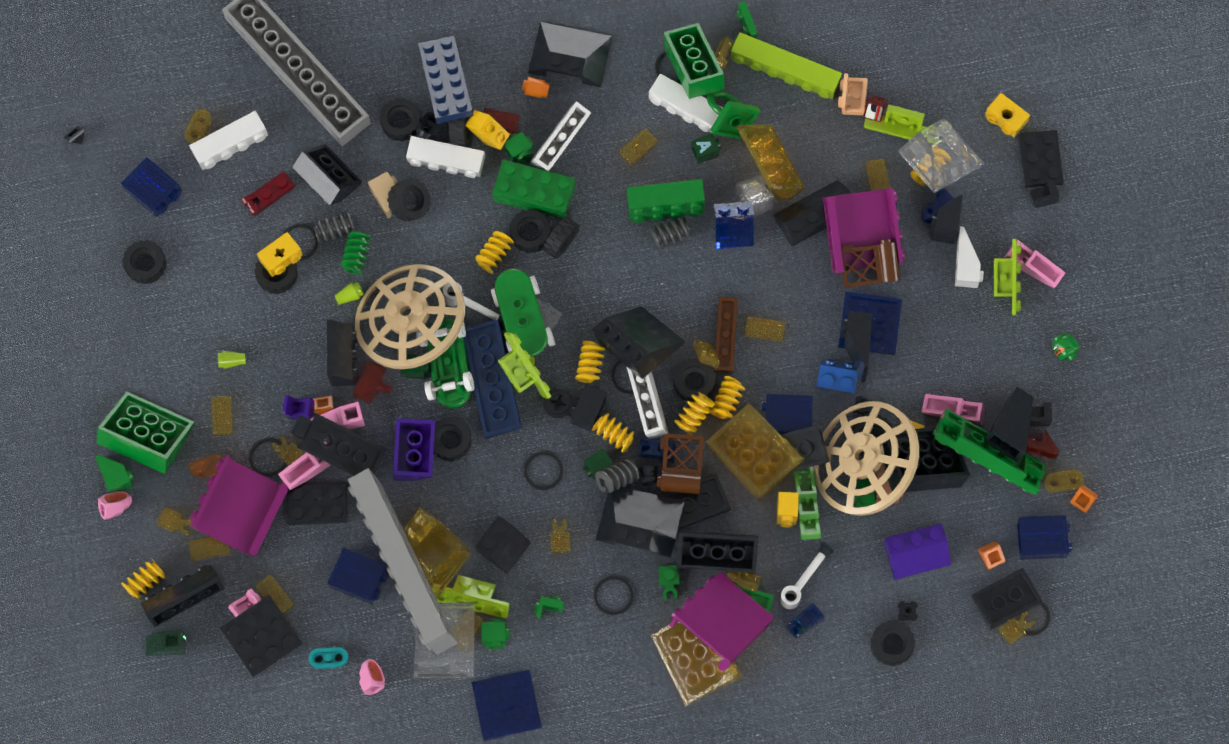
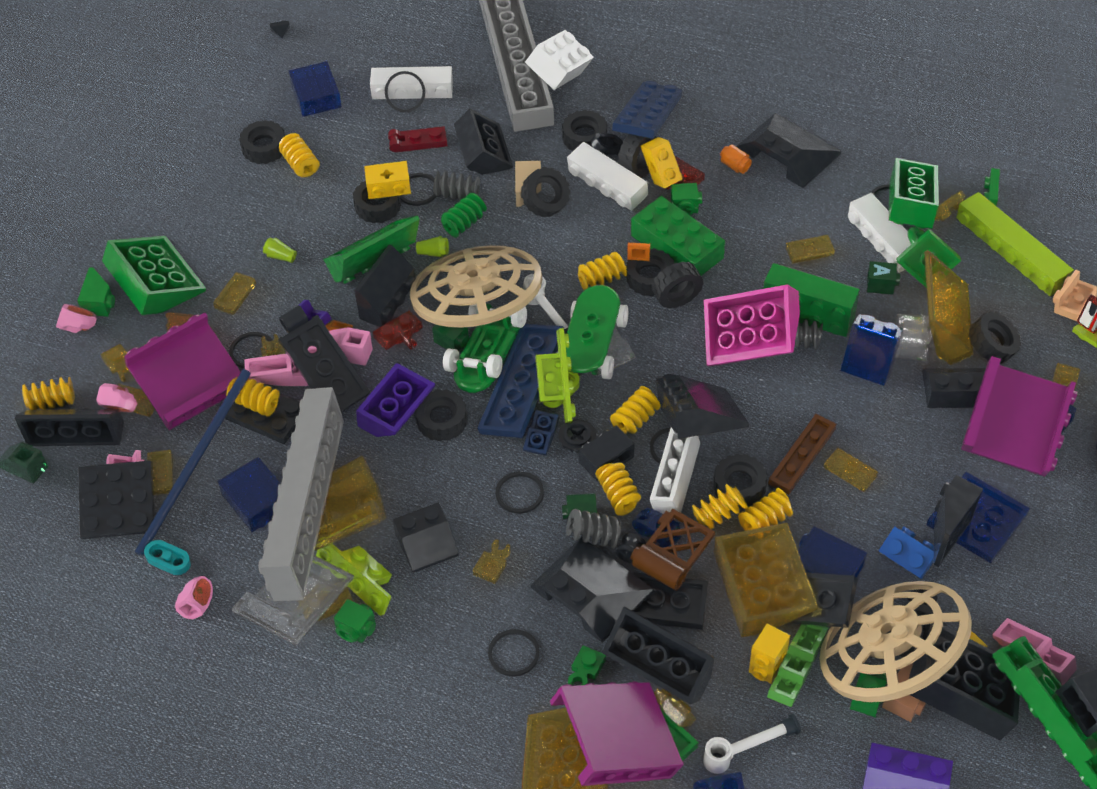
camera: 30 degrees right, 20 degrees down
(185, 263) = (298, 155): none -> yellow piece
(198, 127) = (397, 58): clear yellow plate -> none
(203, 556) = (116, 397): none -> bright pink rock
(231, 170) = (423, 91): none -> black piece
(300, 577) = (192, 462): none -> dark blue piece
(307, 323) = (366, 251): none -> green slope
(307, 501) = (257, 397): none -> yellow piece
(344, 63) = (559, 59): none -> white brick
(506, 705) = (318, 704): clear blue plate -> none
(515, 221) = (638, 251): none -> orange slope
(531, 415) = (541, 433): none -> dark blue slope
(553, 603) = (436, 622): green bracket -> none
(560, 137) = (735, 203): white brick -> none
(637, 249) = (751, 325): none -> dark pink slope
(706, 353) = (768, 456): clear yellow plate -> none
(808, 175) = (1003, 329): none -> black tyre
(885, 261) = (1029, 461): reddish brown piece -> none

